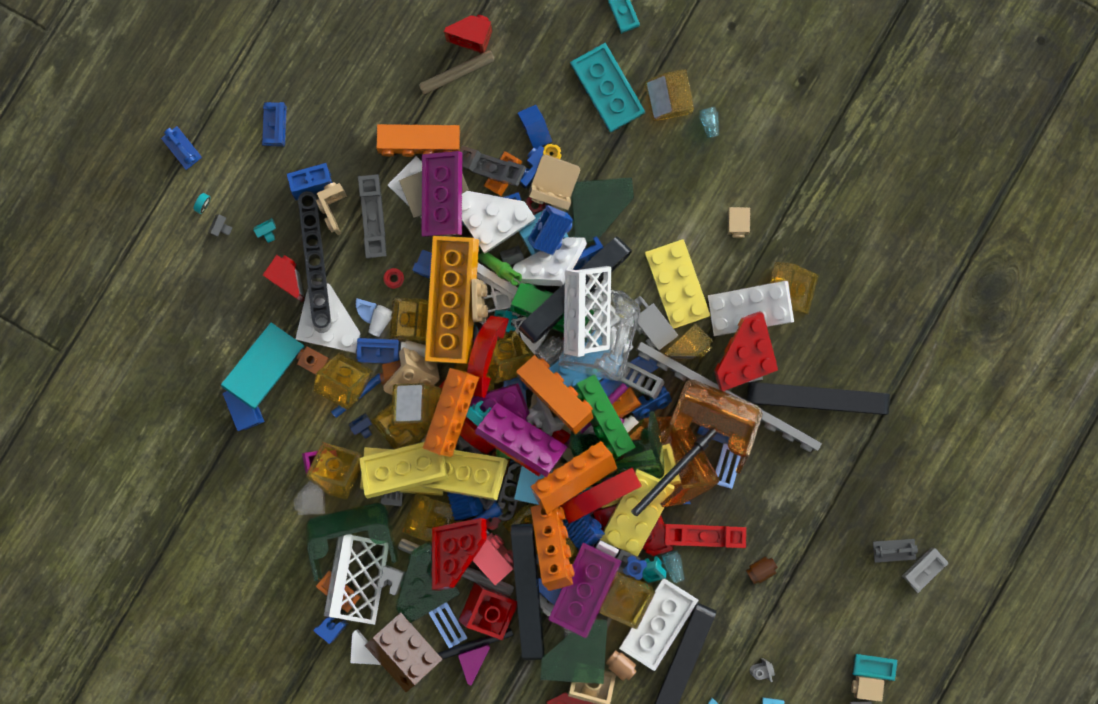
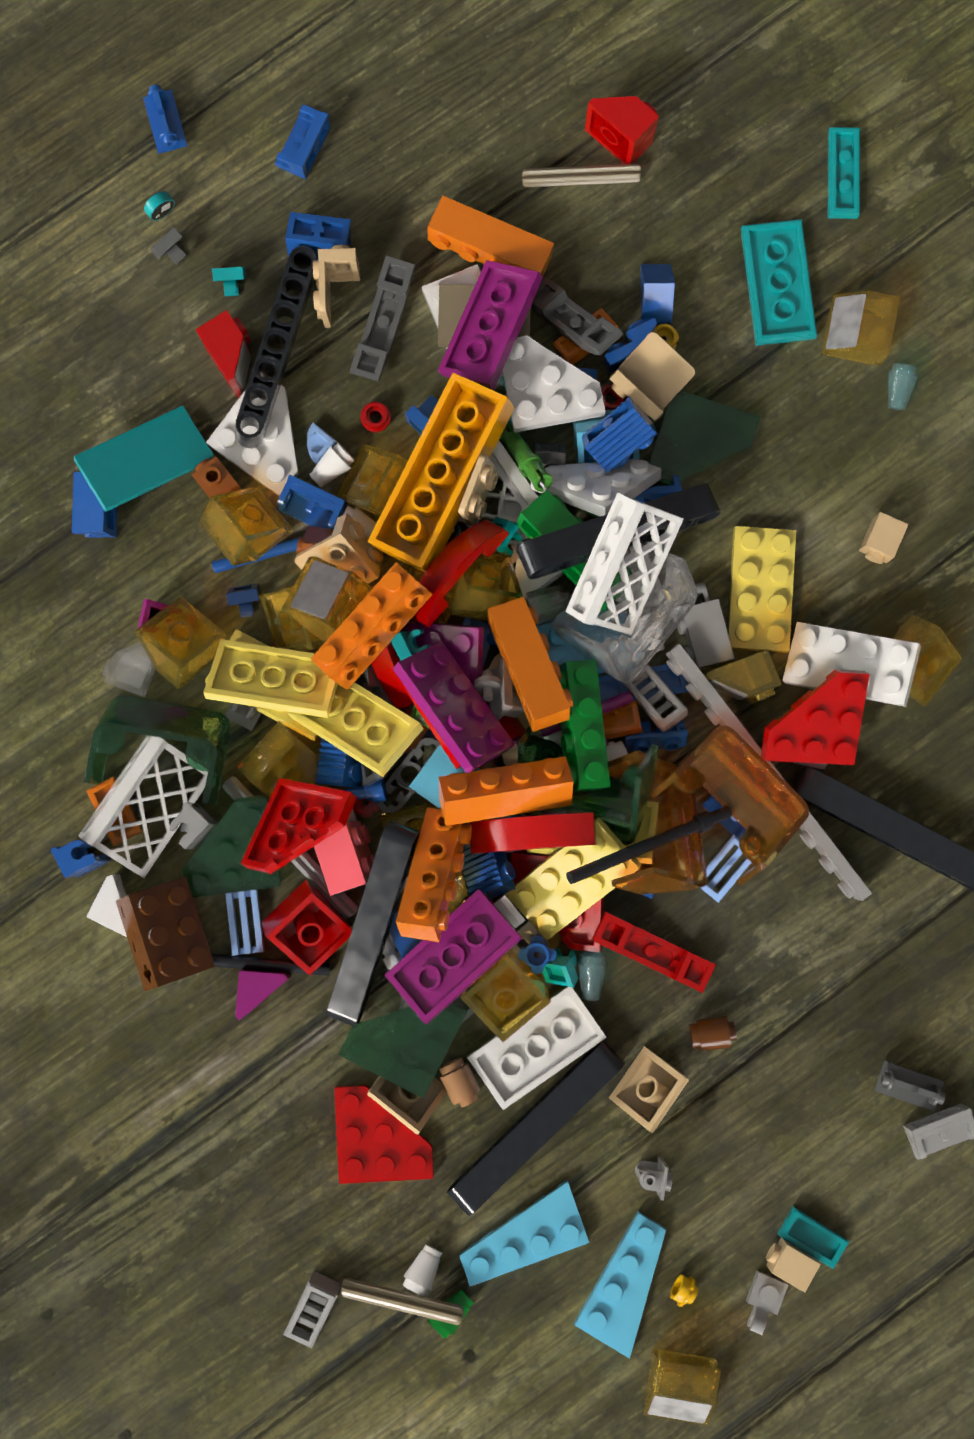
camera: 20 degrees right, 0 degrees up
(737, 620) = (649, 1089): none -> tan slope

